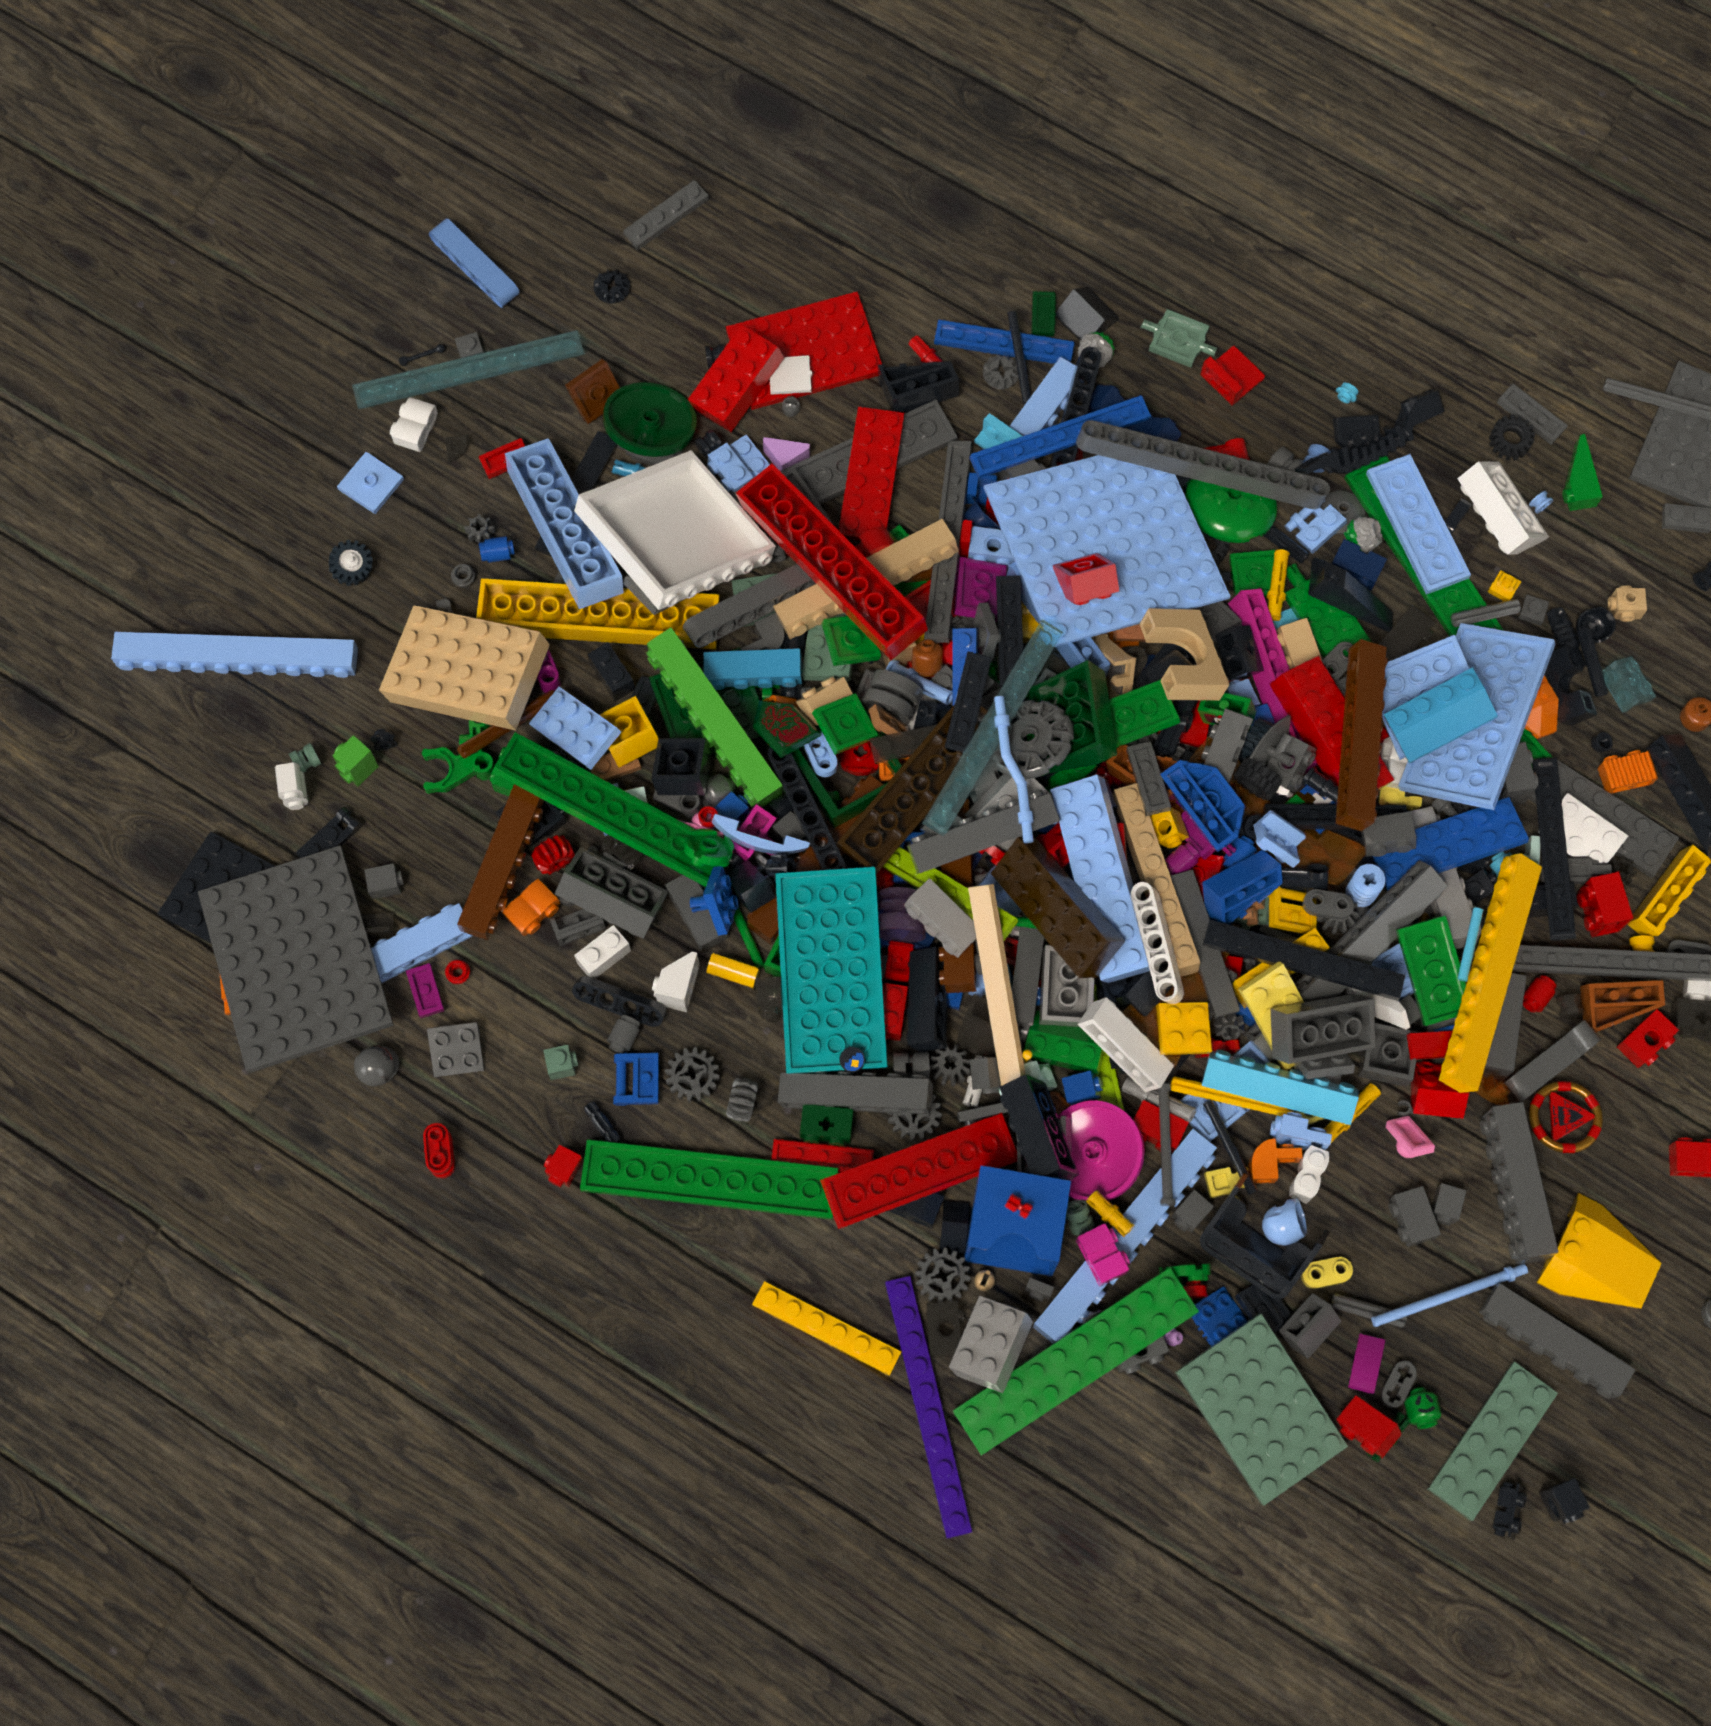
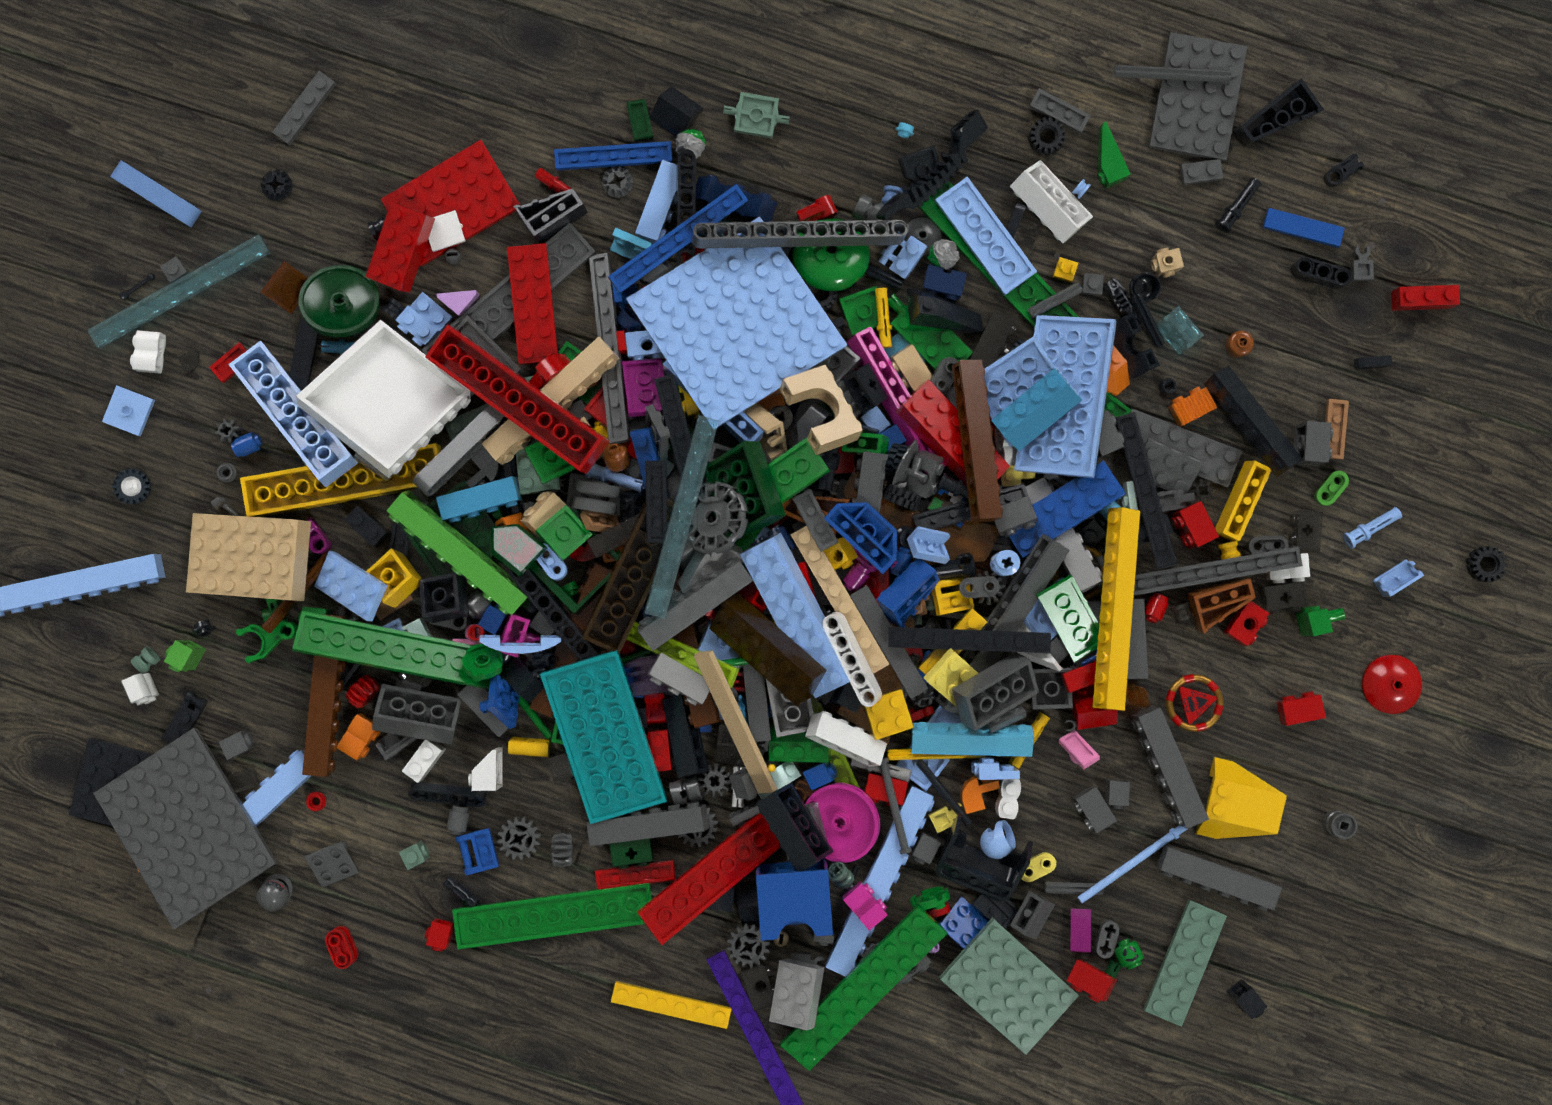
camera: 10 degrees left, 15 degrees up
(425, 990) = (295, 823): magenta plate -> none
(852, 1059) = (638, 804): tile -> none
(1015, 1203) = (788, 901): red piece -> none
(1019, 356) = (628, 166): black bar -> none
(1025, 816) = (724, 586): light blue bar -> none
(1087, 578) = (727, 364): slope -> none
(1110, 1213) = (863, 870): yellow pin -> none
(1231, 375) = (807, 137): red bracket -> none
(1470, 944) = (1096, 589): medium azure bar -> none
(1513, 1501) = (1208, 1004): black hinge -> none
(1553, 1061) = (1176, 659): dark grey beam -> none

